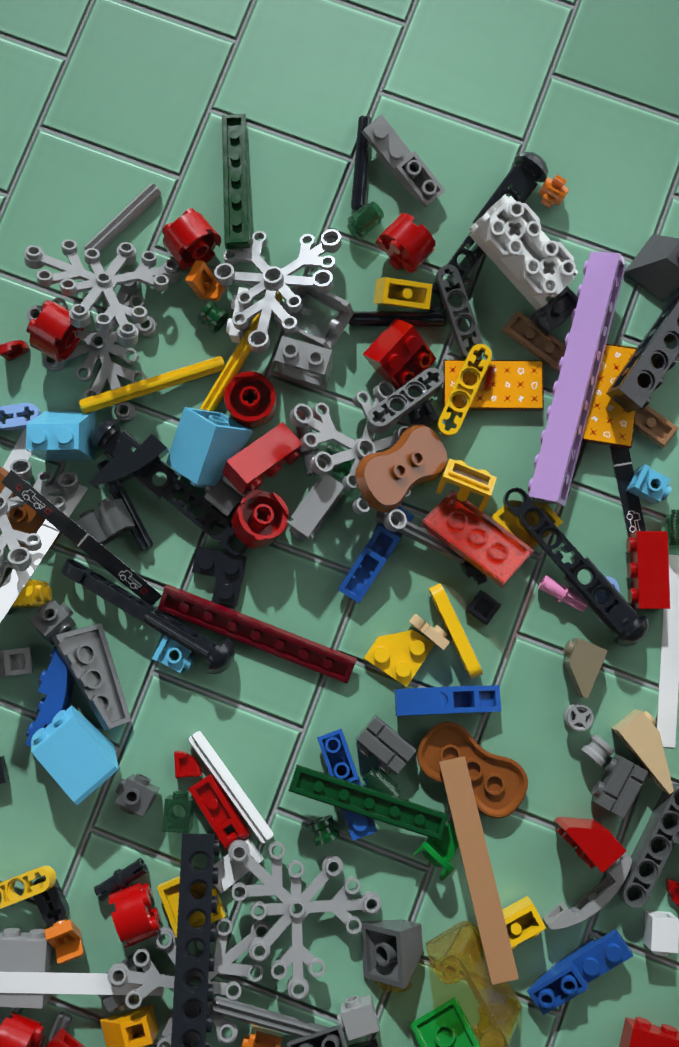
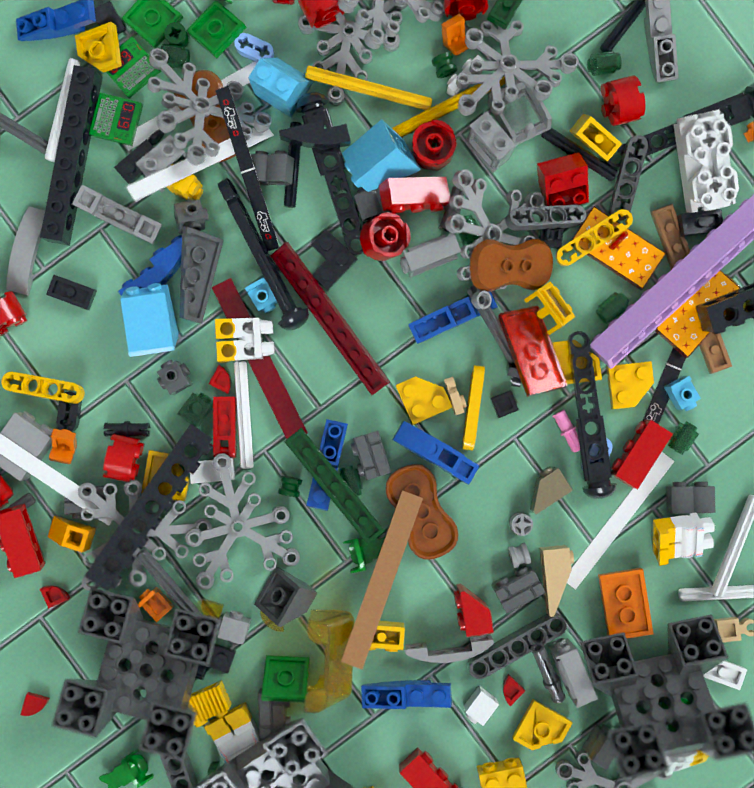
camera: 25 degrees right, 5 degrees up
(190, 707) = (250, 343): none -> white hips
(211, 719) = (263, 368): none -> dark red tile
(324, 1012) = (212, 608): none -> clear yellow tile
(526, 445) = (612, 307): none -> clear green brick
(591, 508) = (629, 383): none -> yellow plate

